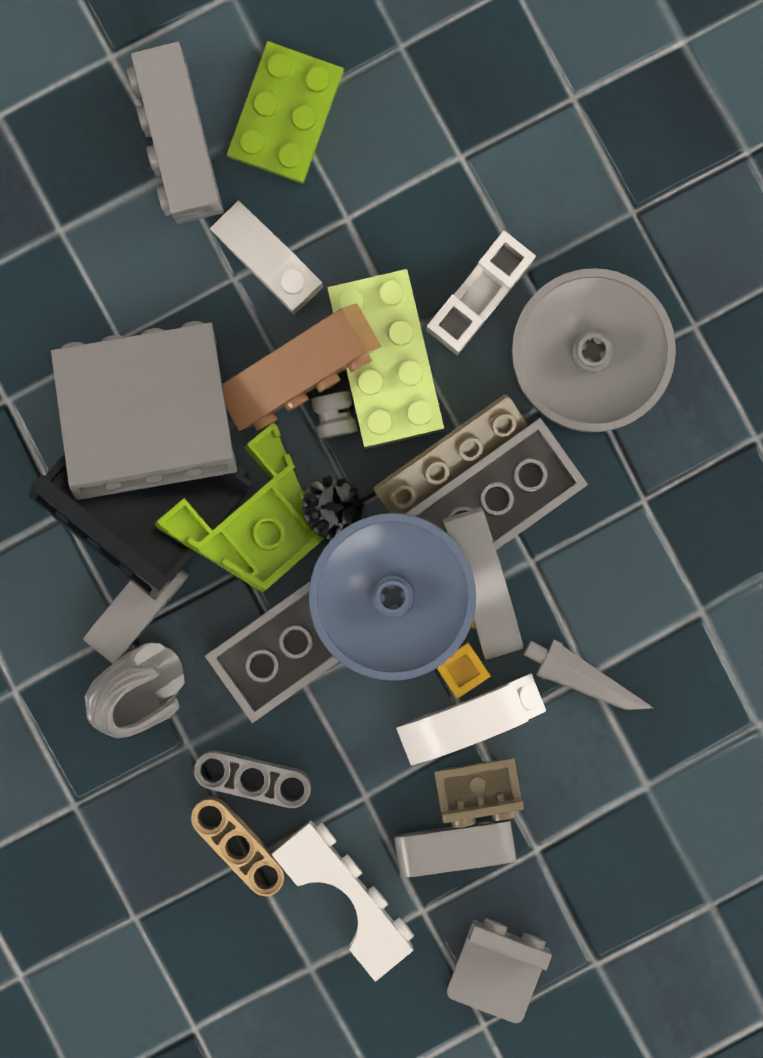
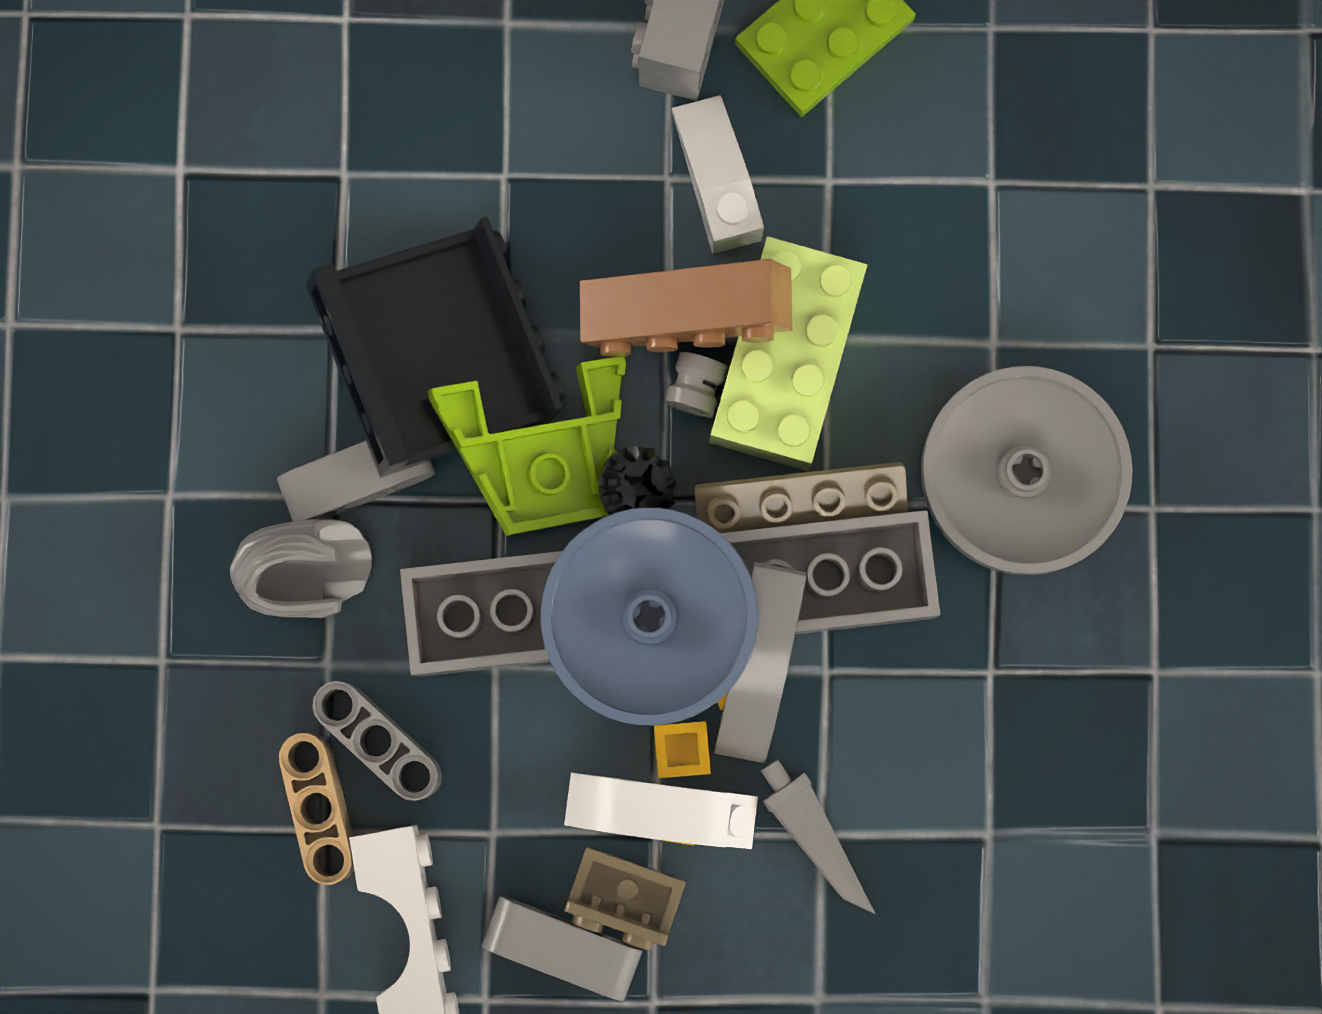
camera: 25 degrees right, 5 degrees down
(142, 410) = (484, 261): light grey panel -> none
(480, 293) = (942, 337): white arch -> none

